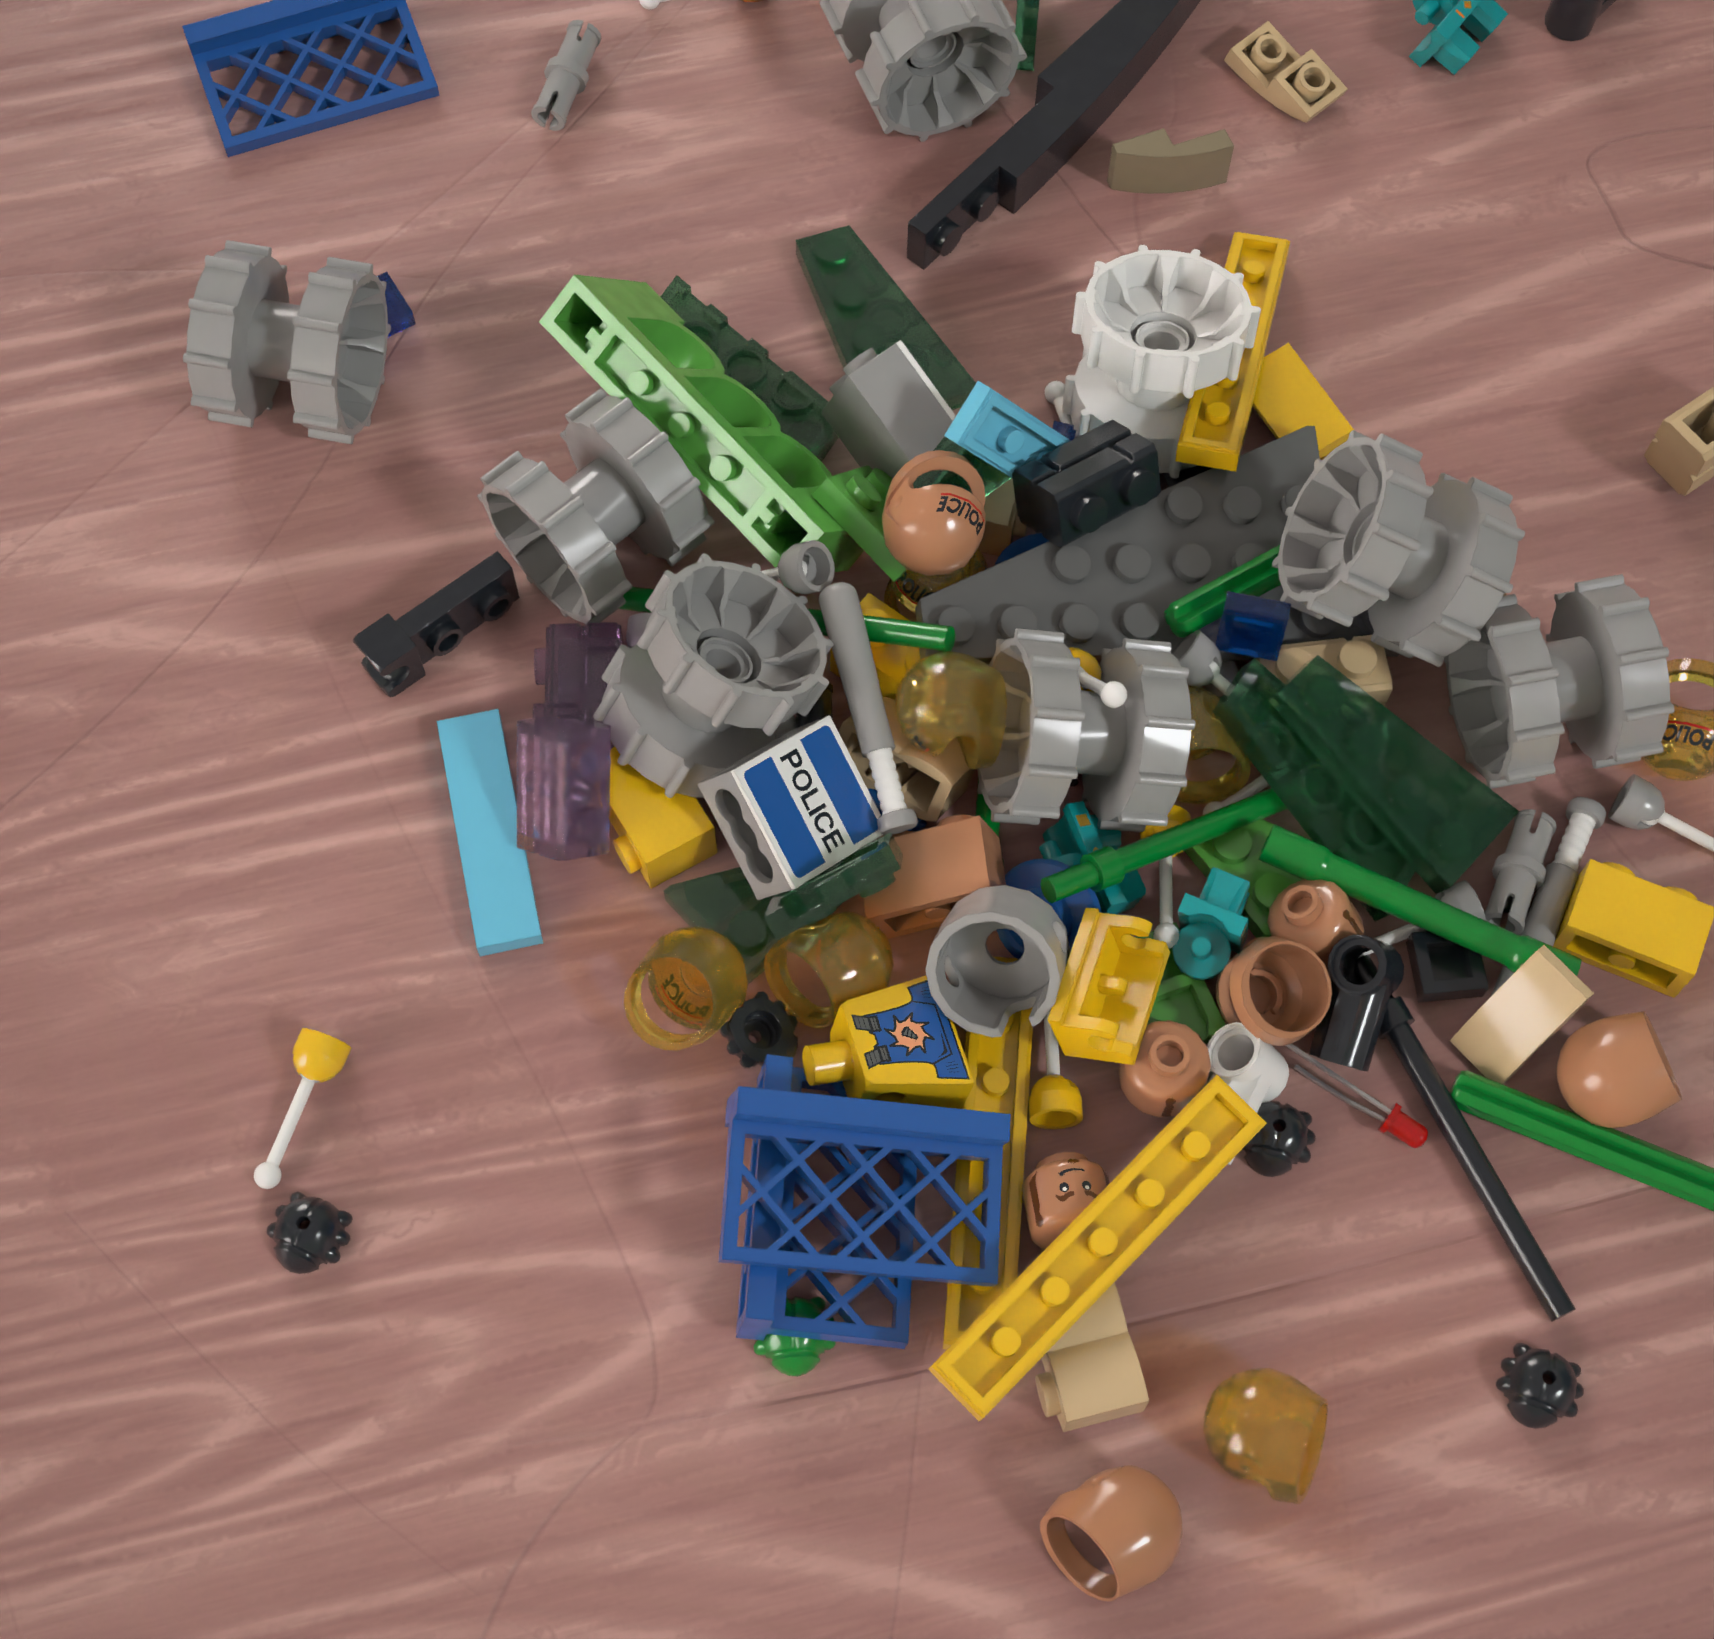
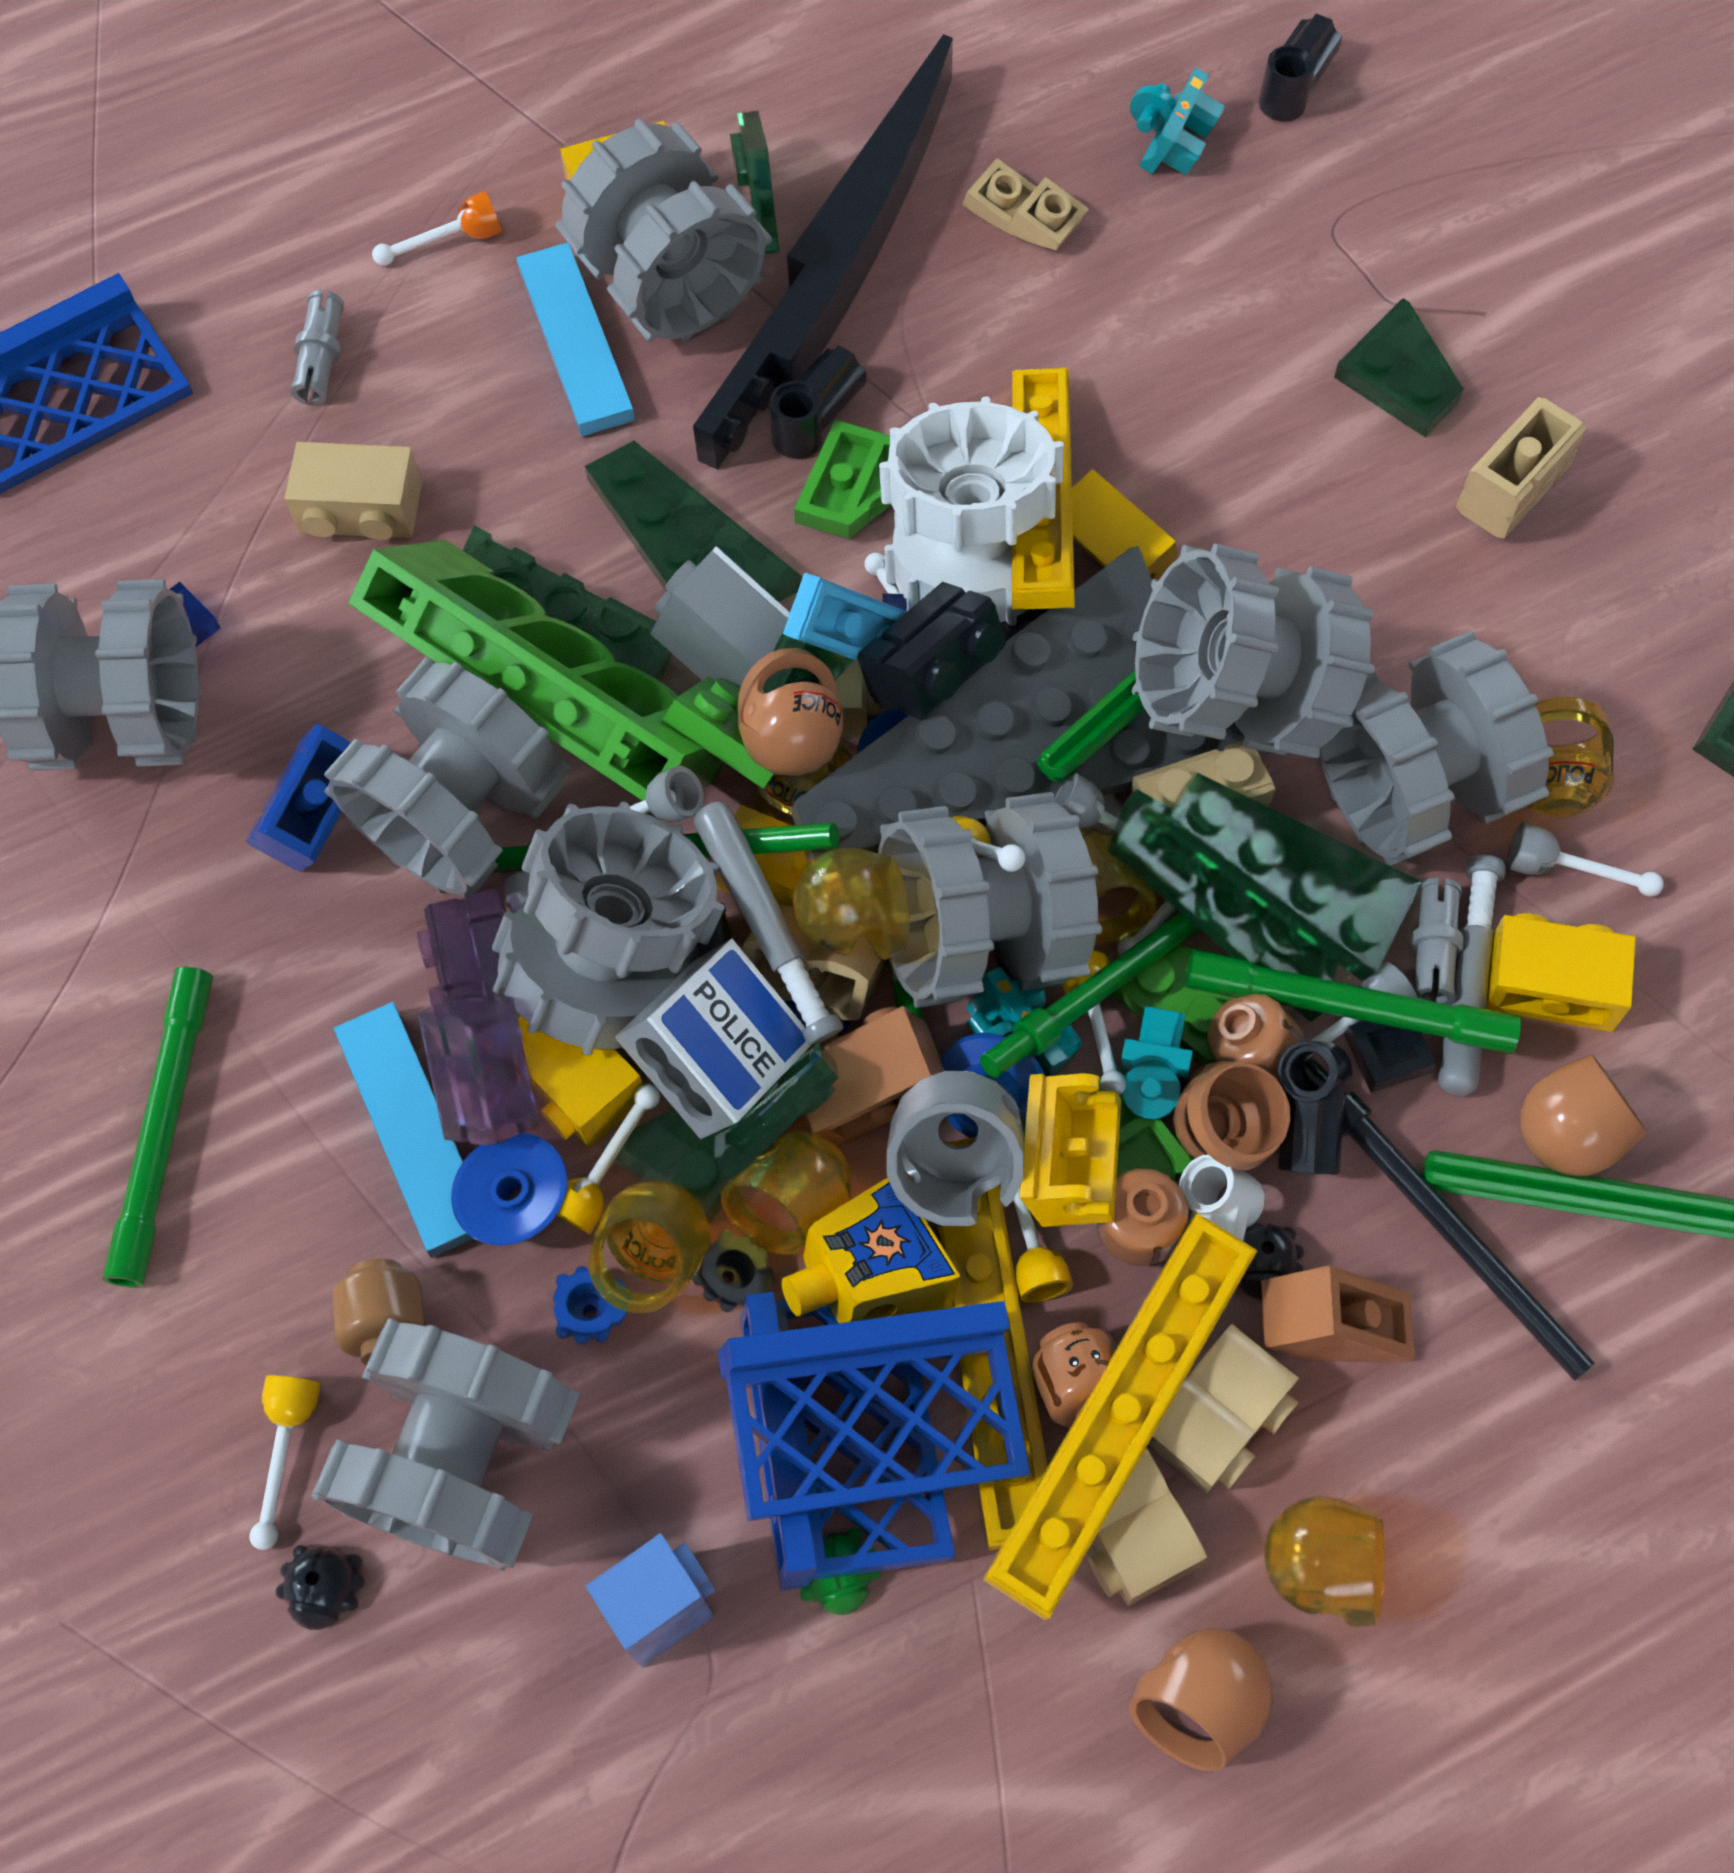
camera: 10 degrees left, 0 degrees up
(213, 863) = (136, 1227): none -> green piece
(418, 992) = (370, 1296): none -> medium nougat head
(437, 625) = (279, 962): black plate -> none
(449, 510) = (298, 810): none -> blue brick
(475, 1094) = (460, 1408): none -> light grey piece
(555, 890) = (497, 1170): none -> blue piece
(570, 218) = (353, 490): none -> tan brick
(603, 1025) = (577, 1296): none -> blue animal
(614, 1313) = (653, 1598): none -> medium blue brick
(632, 932) = (583, 1197): none -> hinge
(815, 117) = (575, 339): none -> medium azure tile
(1026, 224) = (808, 405): none -> black piece
(1041, 307) = (844, 482): none -> bright green wing
(1157, 166) = (925, 321): dark tan slope -> none
(1197, 1268) = (1222, 1409): none -> tan brick
(1252, 626) = (1127, 757): clear blue tile -> none
(1331, 1207) = (1336, 1317): none -> nougat slope
(1394, 1122) = (1376, 1216): piece -> none
(1521, 1016) = (1476, 1085): tan slope -> none
(1529, 1397) = (1573, 1462): black animal -> none
(1623, 310) = (1402, 371): none -> clear green wing

